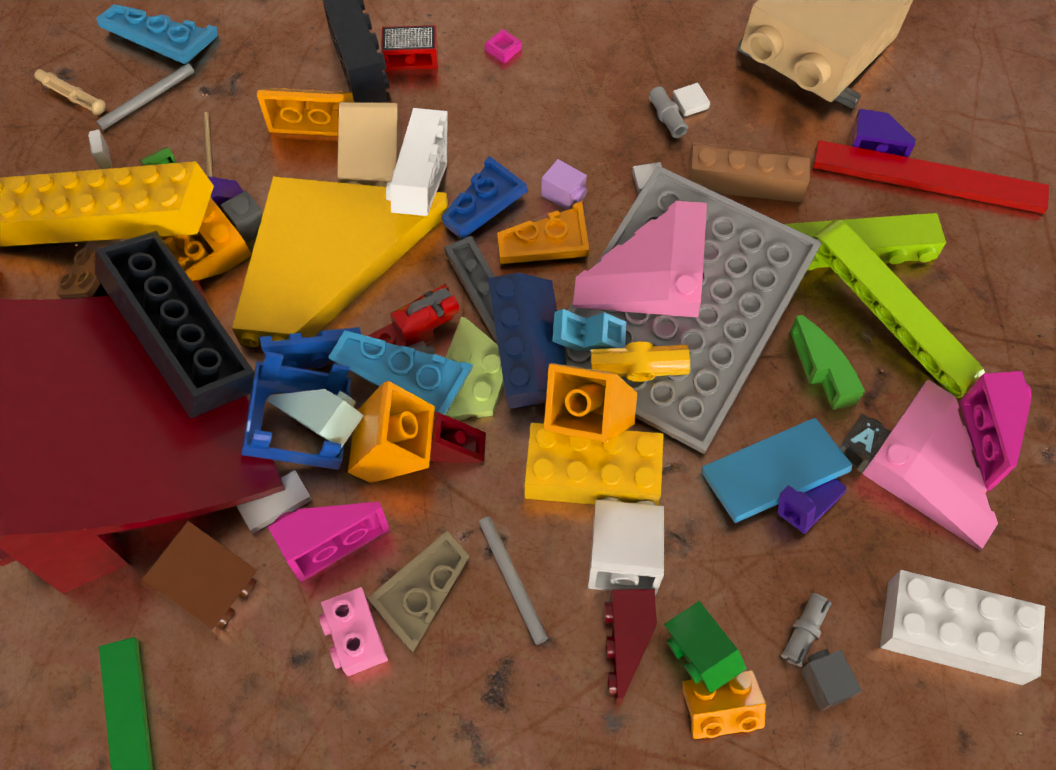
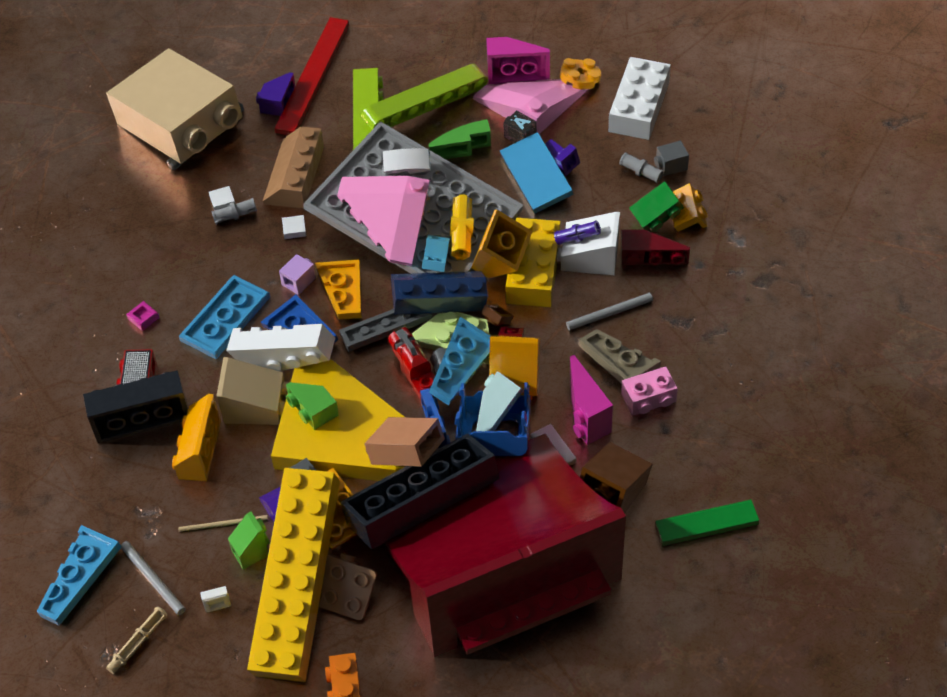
camera: 85 degrees left, 10 degrees down
(244, 298) = (404, 441): none -> nougat brick
(333, 204) = (313, 402): none -> bright green slope
(498, 422) = (497, 315): none -> reddish brown plate
(504, 123) = (228, 309): none -> dark azure tile
(624, 515) = (577, 232): none -> dark purple pin
(745, 278) = (411, 160): none -> white slope
(1020, 527) = (580, 73): none -> light orange plate

